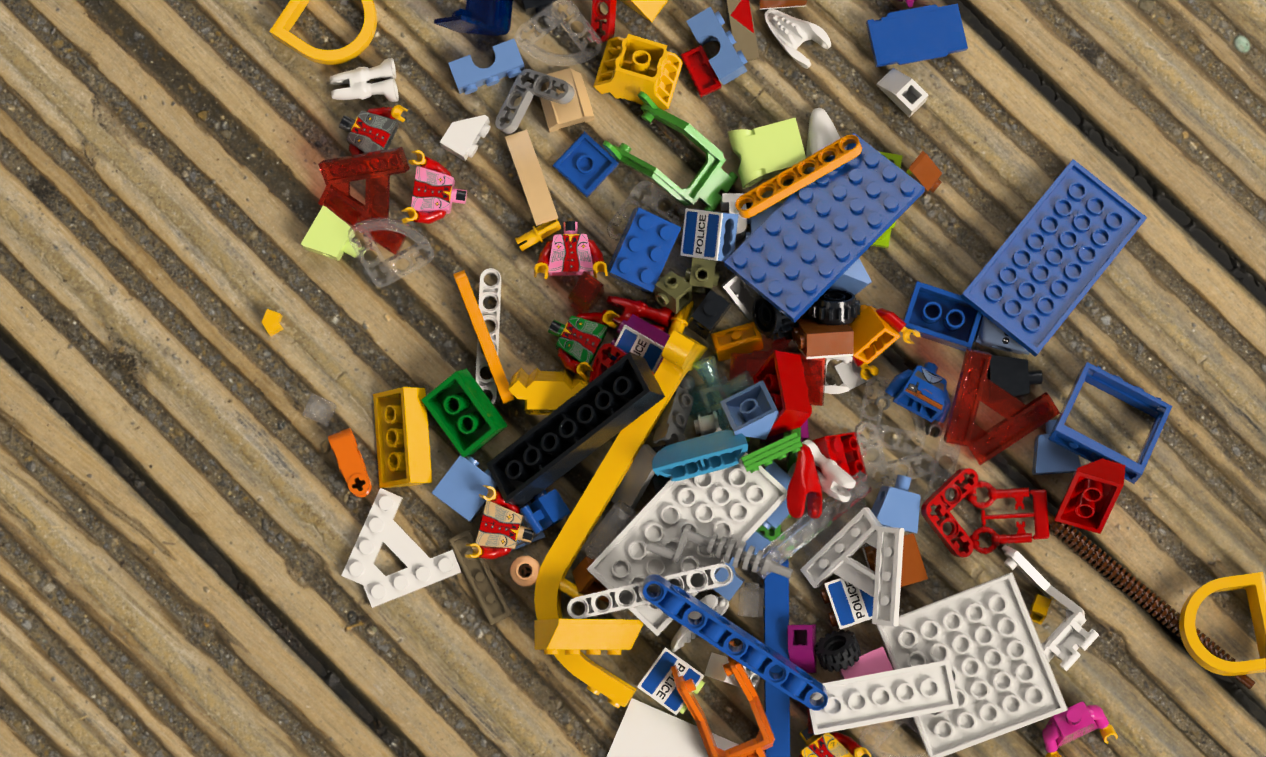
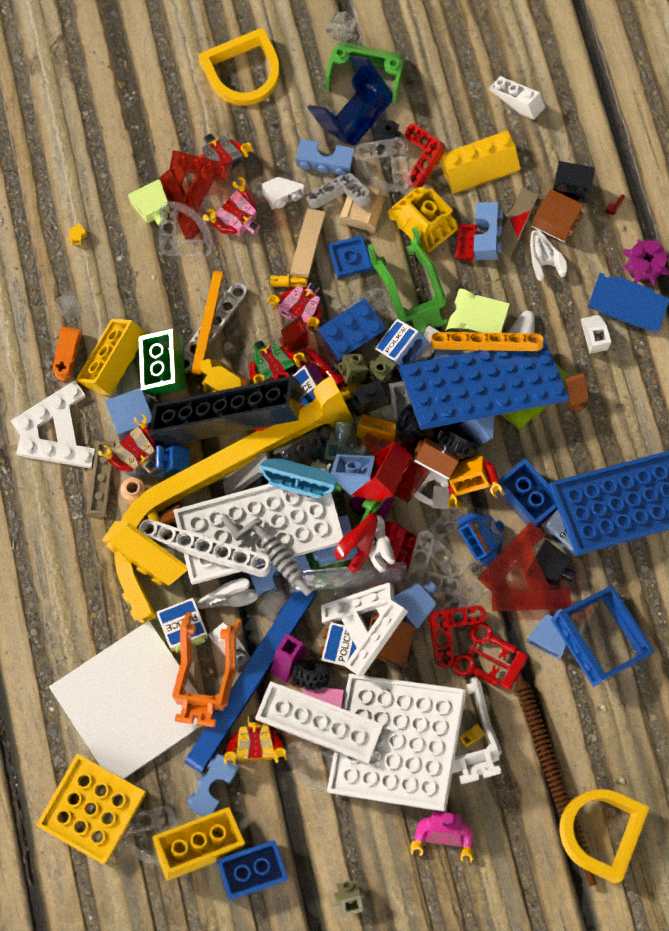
camera: 30 degrees right, 10 degrees down
(358, 83) = (232, 118): white piece -> none
(609, 528) = (211, 491): clear brick -> none
(750, 653) = (247, 630): blue beam -> none
(770, 452) = (348, 504): bright green piece -> none
(1092, 495) = (556, 674): red slope -> none

